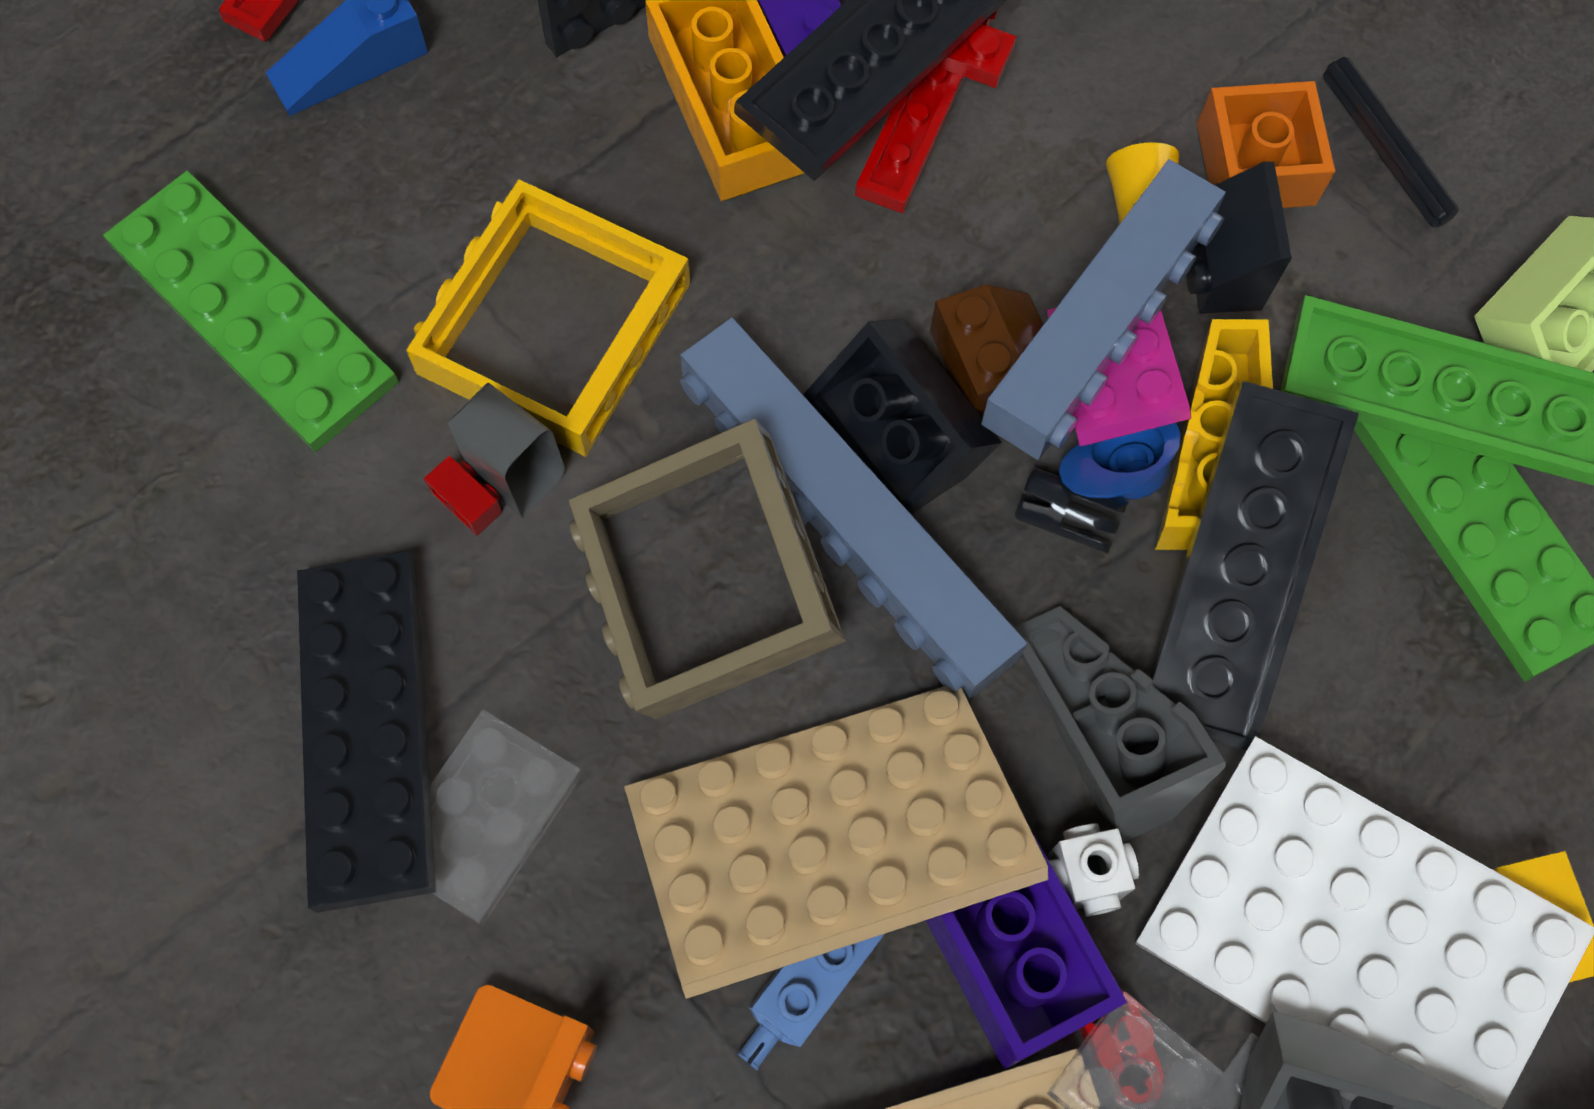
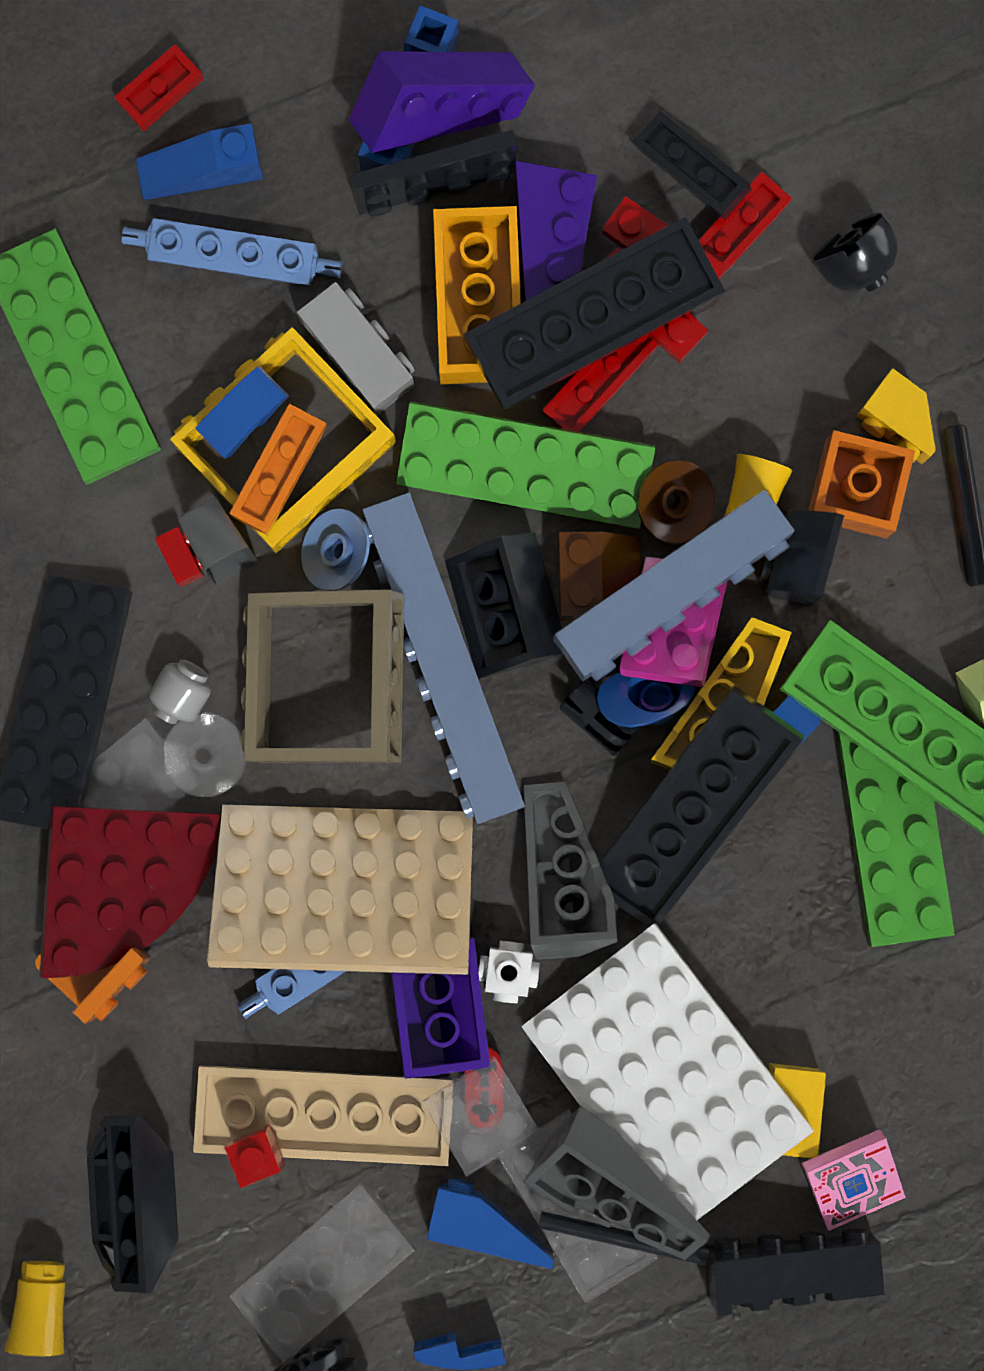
camera: 20 degrees right, 15 degrees up
(414, 134) = (232, 252): none -> medium blue plate
(487, 285) = (242, 411): none -> blue slope
(513, 936) = (118, 881): none -> dark red plate
(518, 658) = (180, 691): none -> light grey head
(557, 336) = (278, 469): none -> orange plate
(585, 702) = (223, 744): none -> clear dish
(605, 181) = (357, 347): none -> light grey brick
(661, 415) = (335, 550): none -> medium blue dish
(859, 251) = (523, 464): none -> bright green plate
(1064, 219) = (692, 505): none -> reddish brown dish
(1271, 55) = (901, 415): none -> yellow slope

